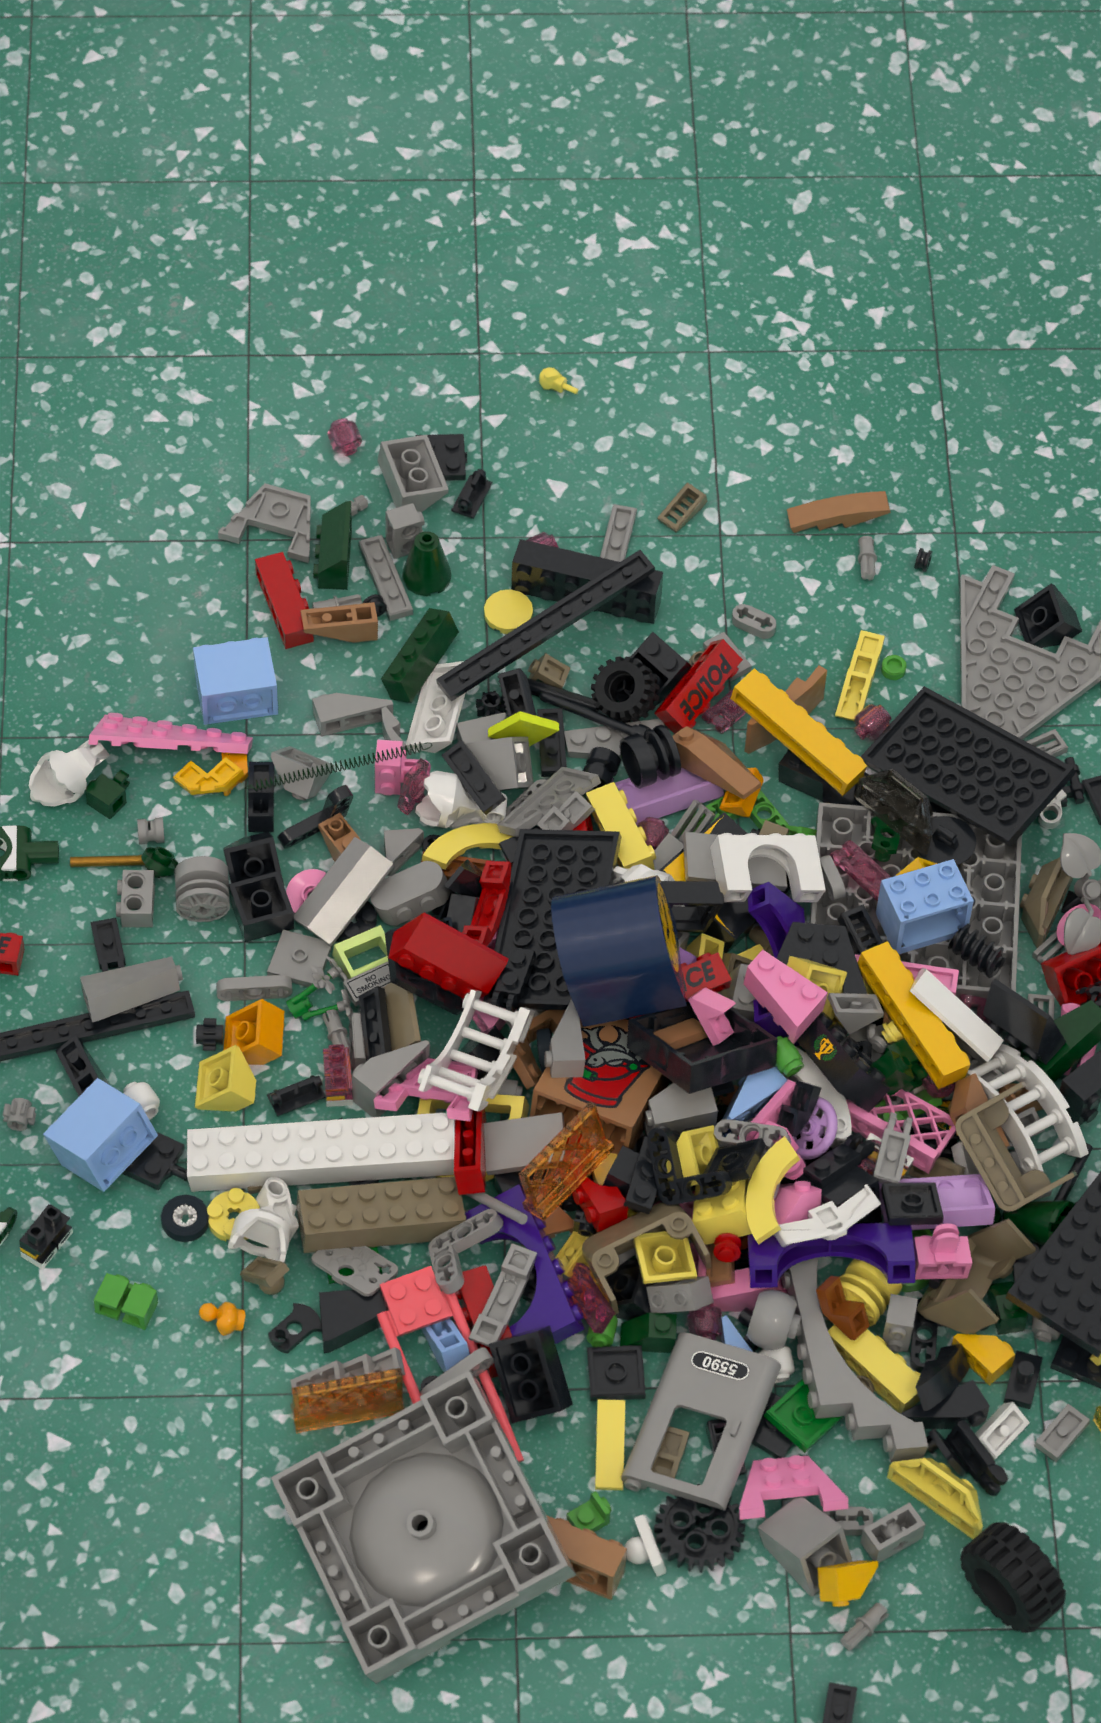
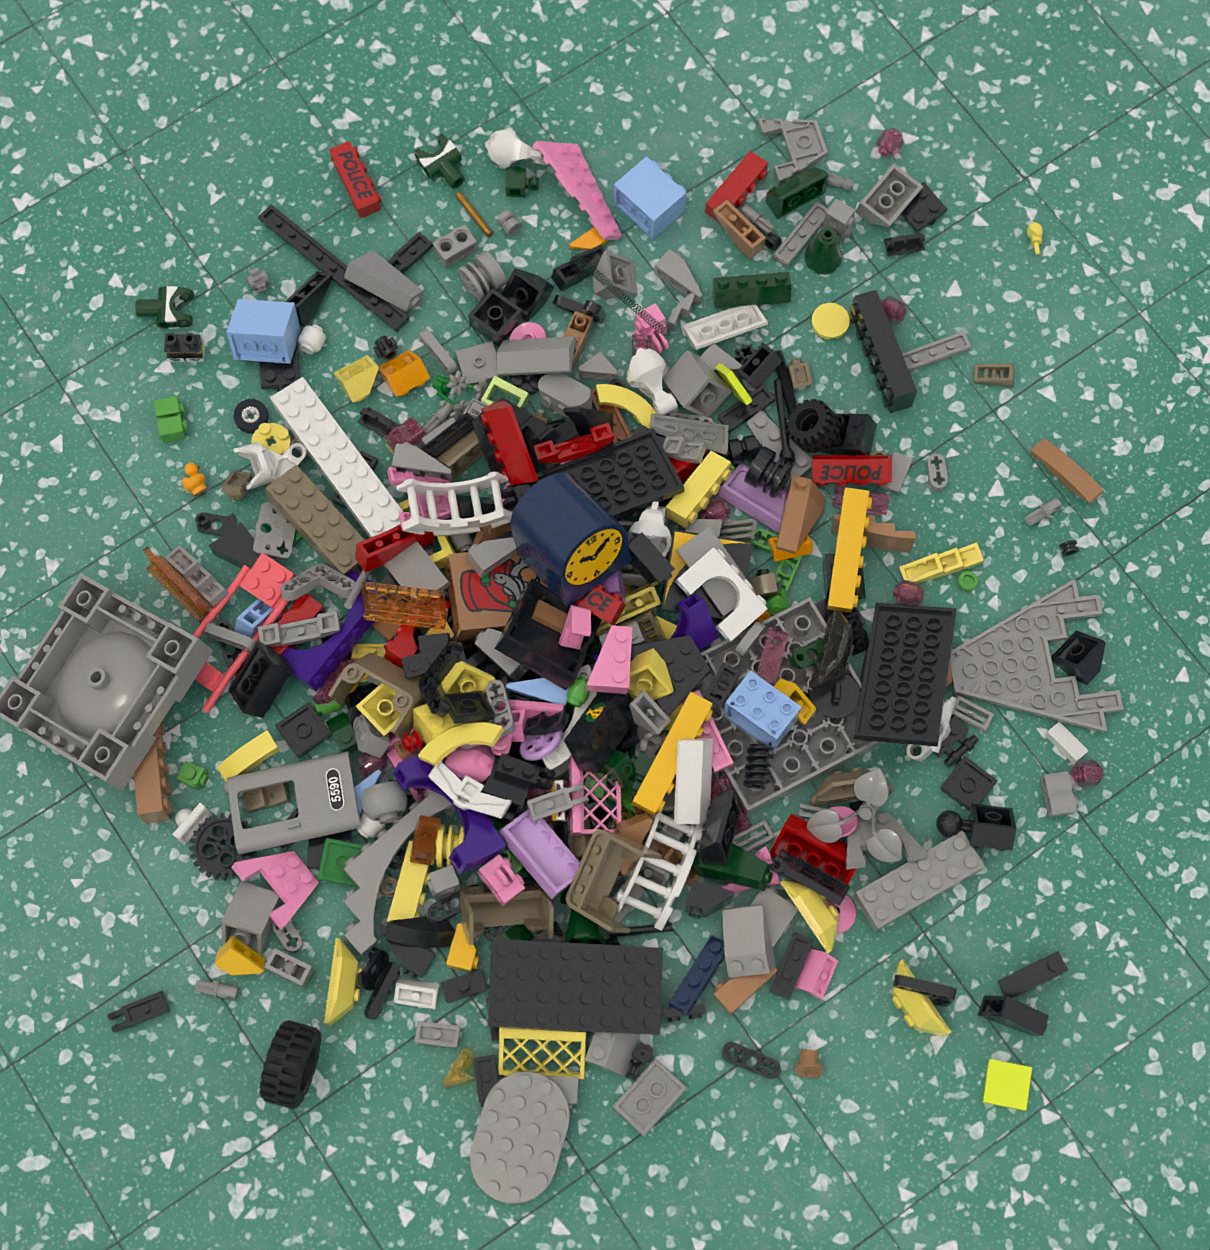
camera: 60 degrees right, 15 degrees up
(160, 861) = (489, 240): dark green plate -> none
(219, 779) = (572, 235): yellow tile -> none
(473, 777) = (669, 376): black plate -> none
(545, 625) = (820, 346): black plate -> none
(891, 1032) = (654, 747): light yellow plate -> none
(912, 1203) = (520, 838): black tile -> none

